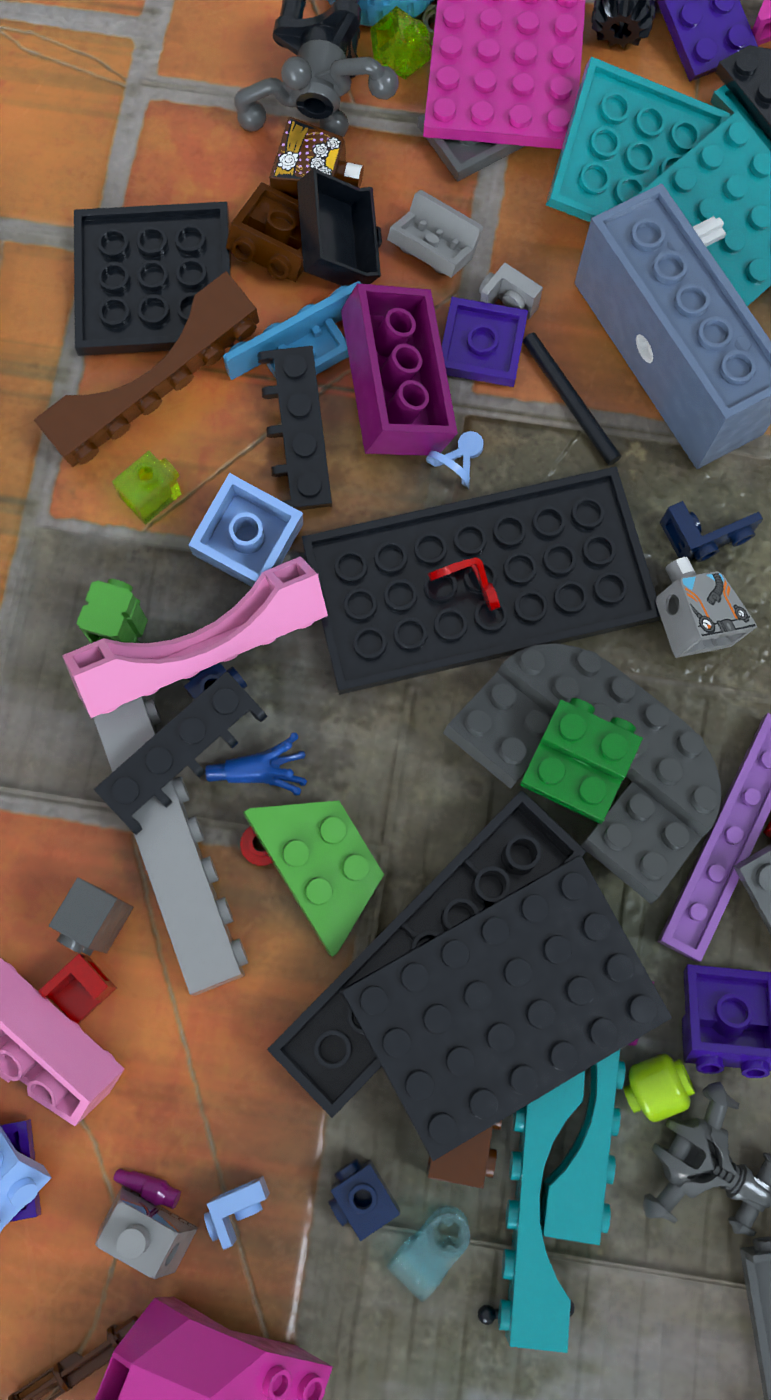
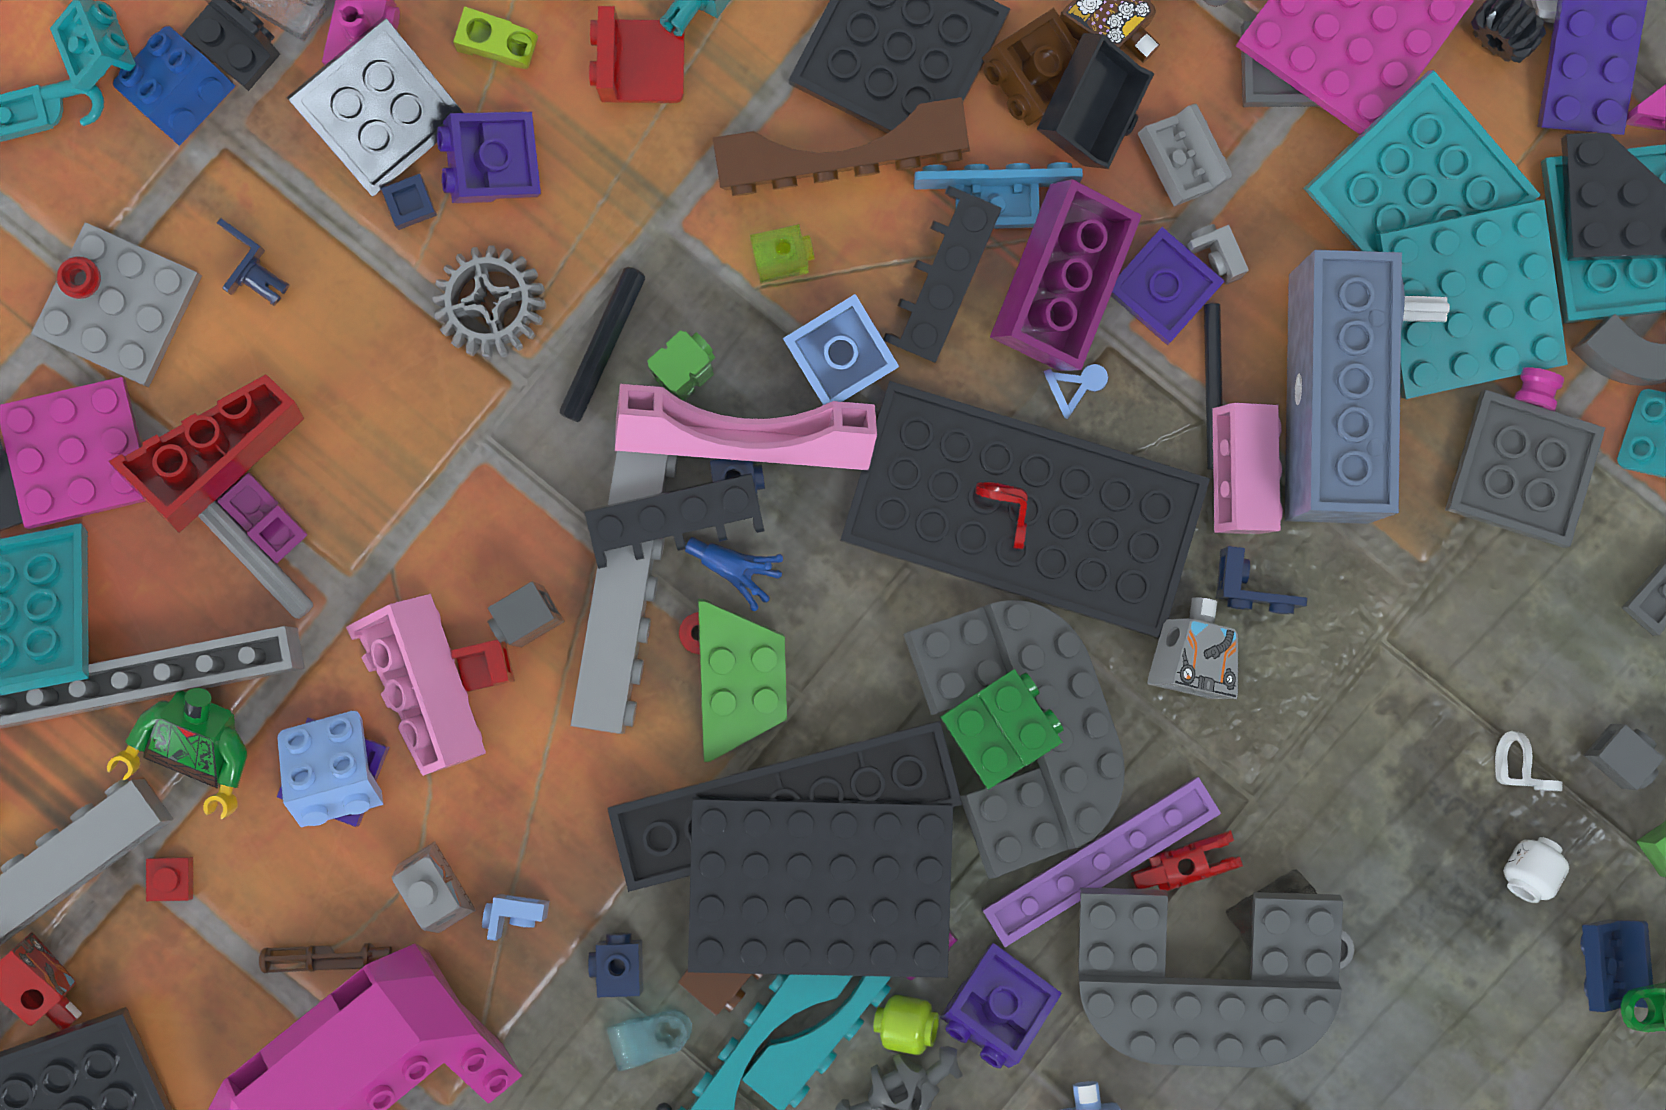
camera: 30 degrees right, 10 degrees up
(34, 647) = (602, 344): none -> black axle
(151, 1188) = (455, 858): magenta piece -> none
(641, 441) = (1246, 468): none -> bright pink brick

